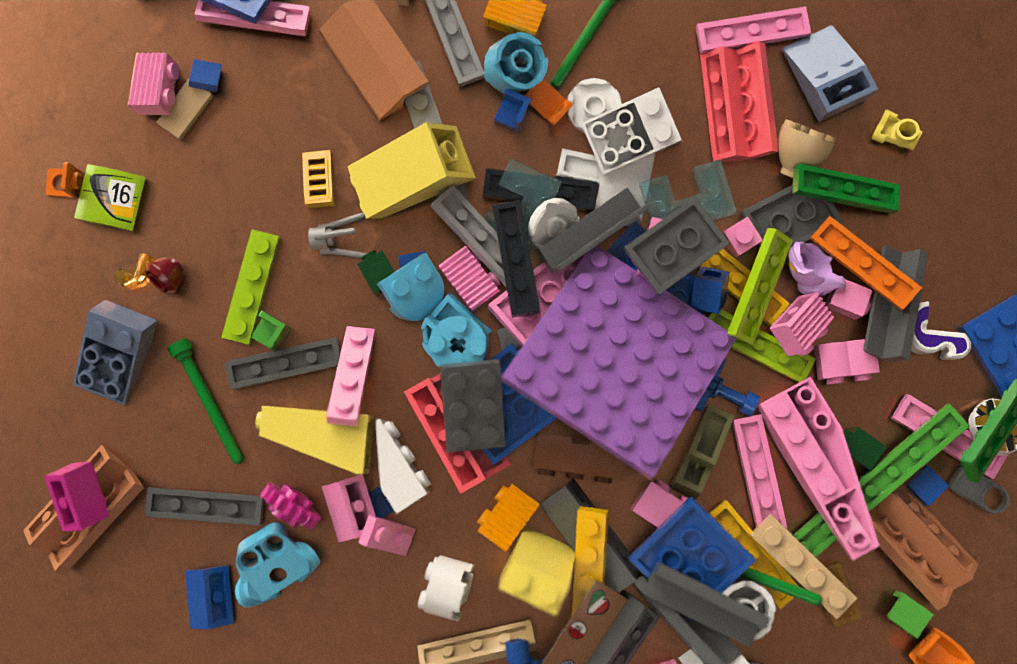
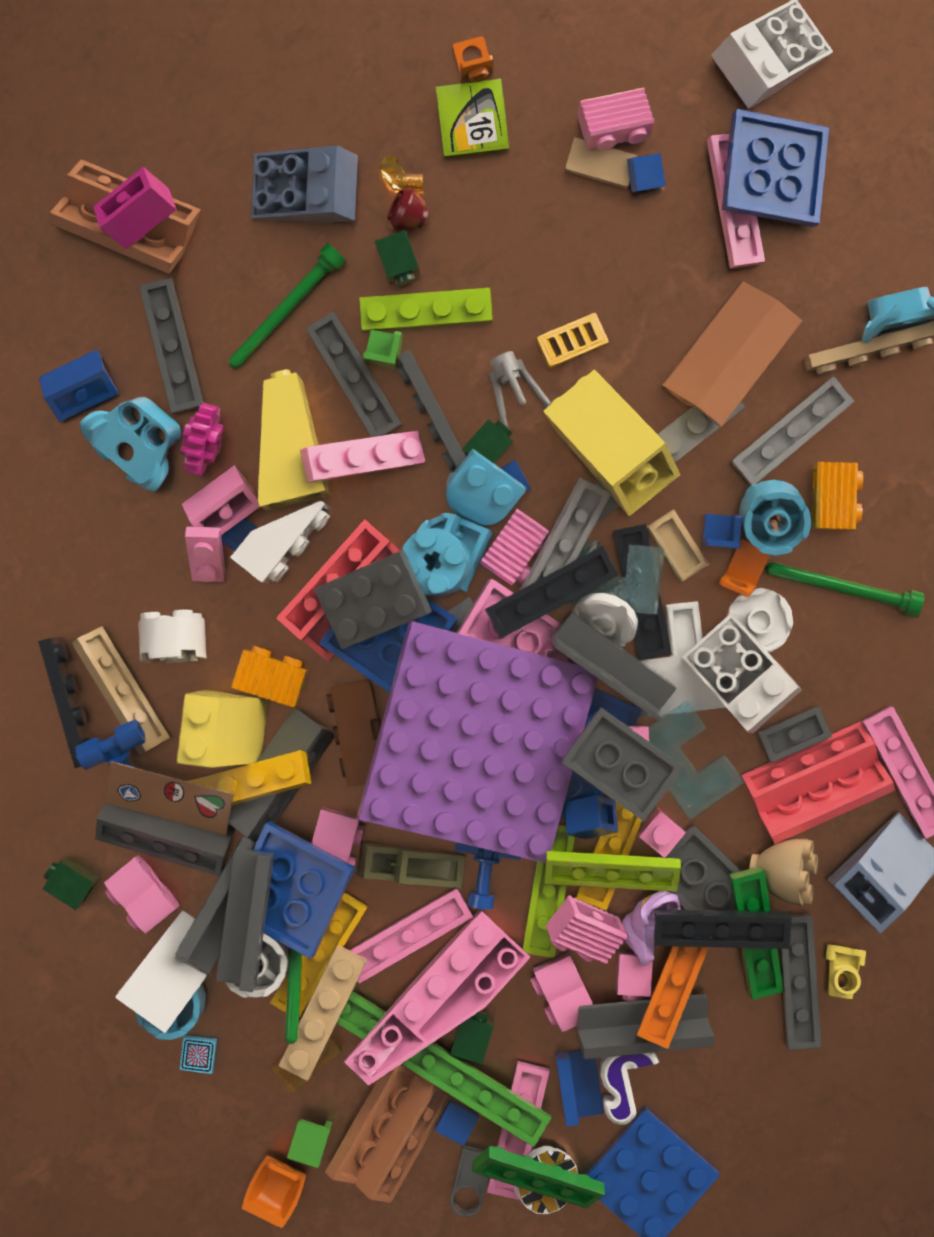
camera: 75 degrees right, 5 degrees up
(200, 294) = (398, 258): none -> dark green brick
(325, 310) = (426, 401): none -> dark grey plate
(519, 147) = (680, 549): none -> tan tile
(694, 108) = (794, 734): none -> dark grey plate
(836, 212) = (722, 928): none -> black plate
(895, 168) = (800, 986): none -> dark grey plate
(927, 375) = (578, 1086): none -> blue panel

